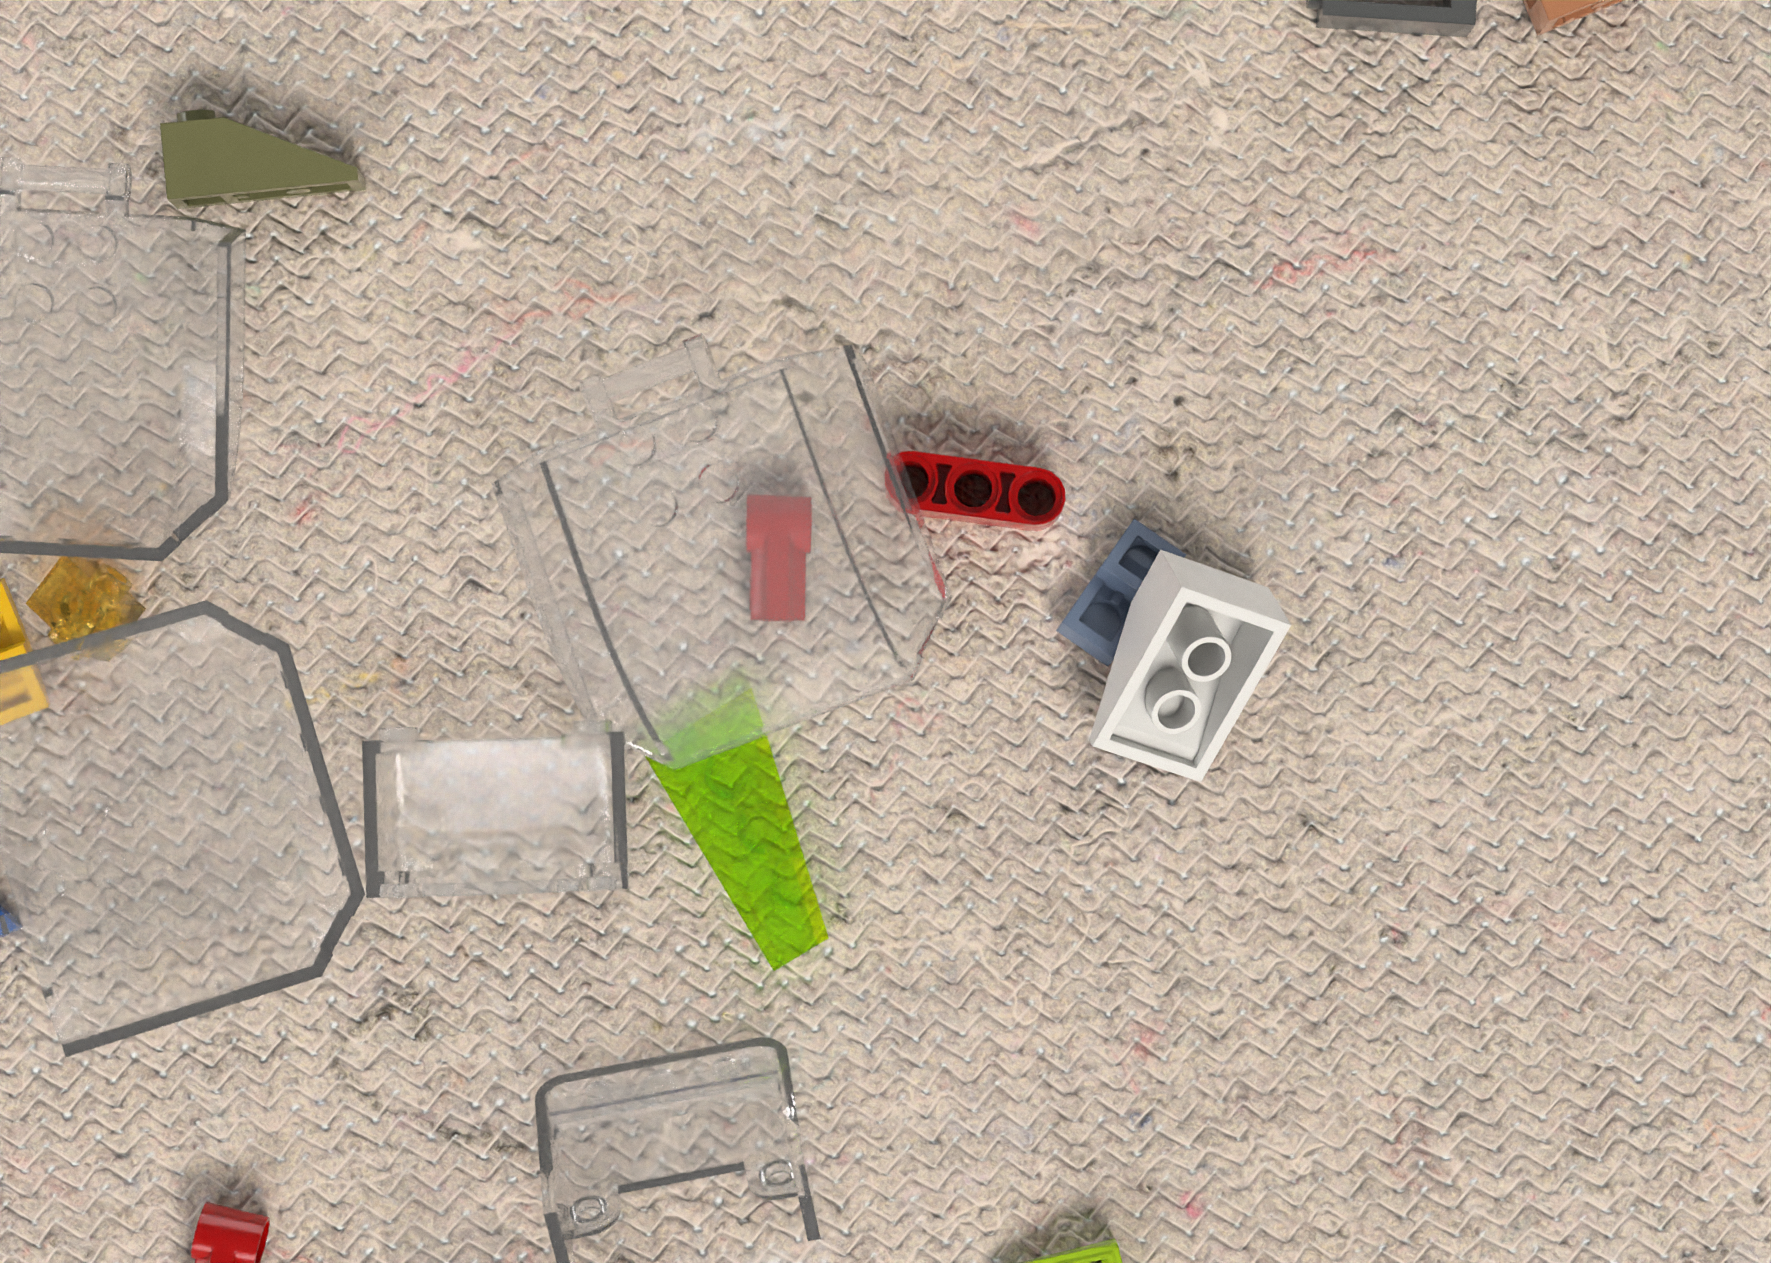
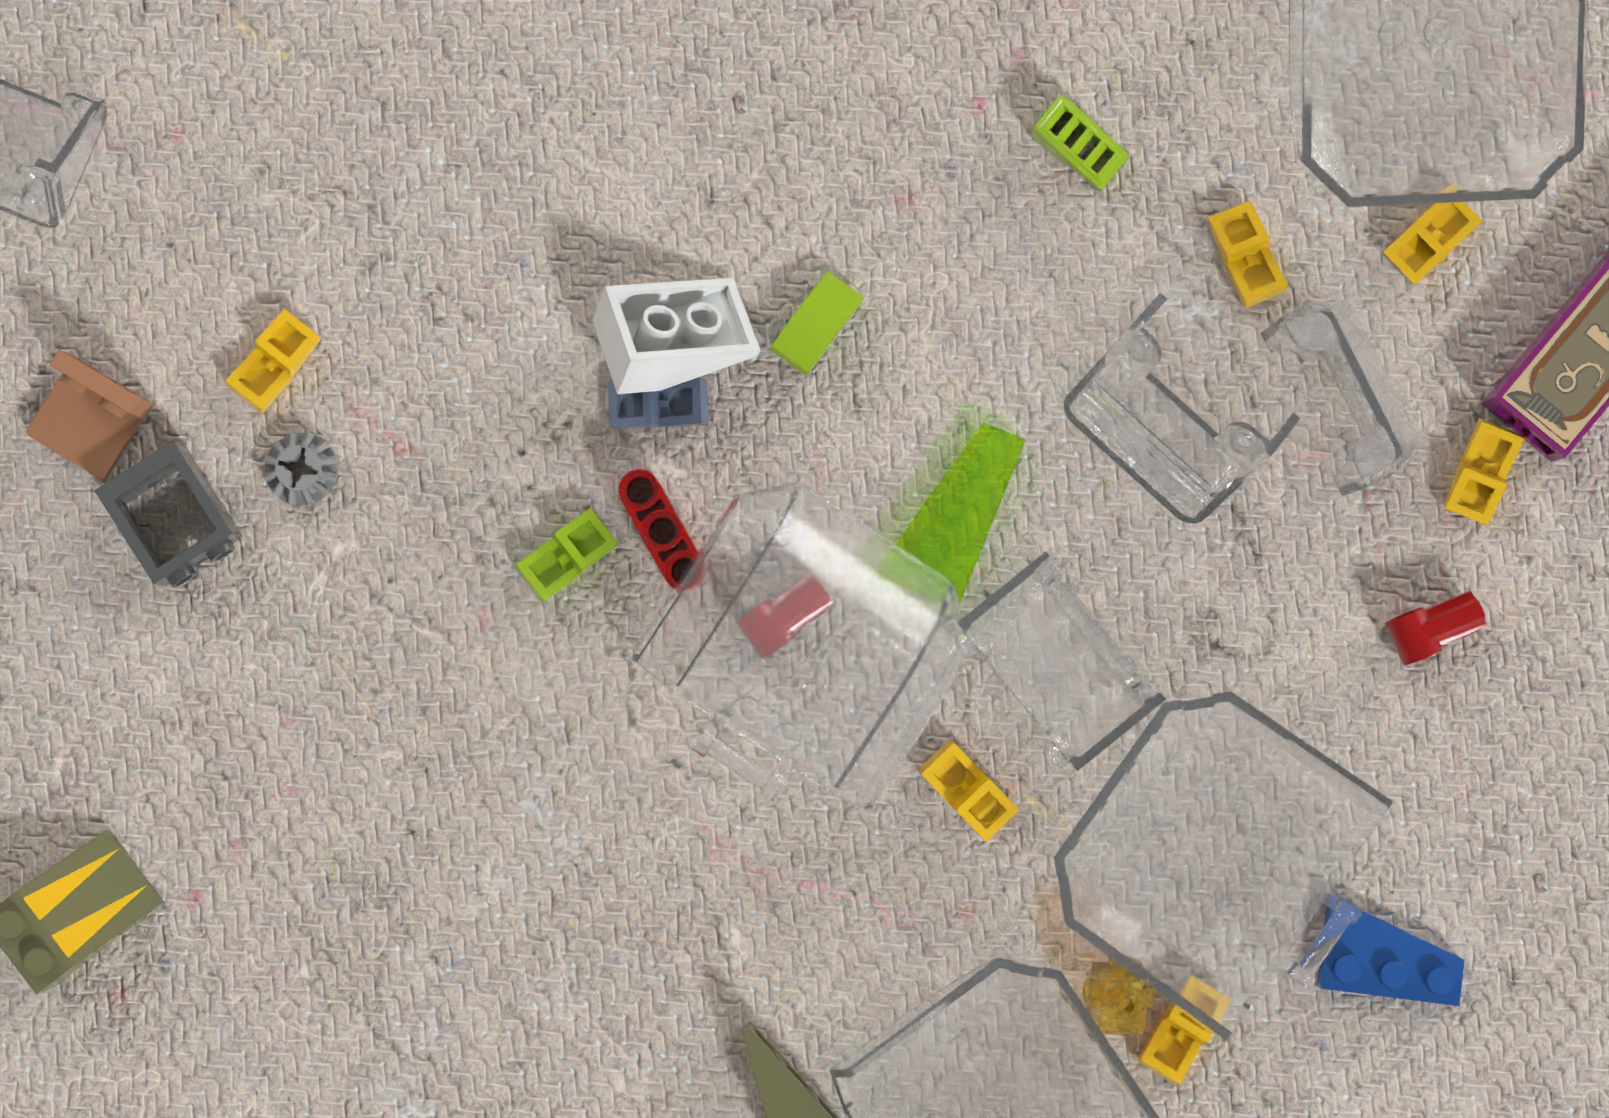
camera: 125 degrees left, 0 degrees up
(435, 614) = (968, 790): none -> yellow slope
(1027, 365) = (566, 555): none -> lime slope
(1078, 835) = (816, 323): none -> lime slope
(1342, 174) = (309, 487): none -> light grey gear
(1486, 201) = (273, 362): none -> yellow slope

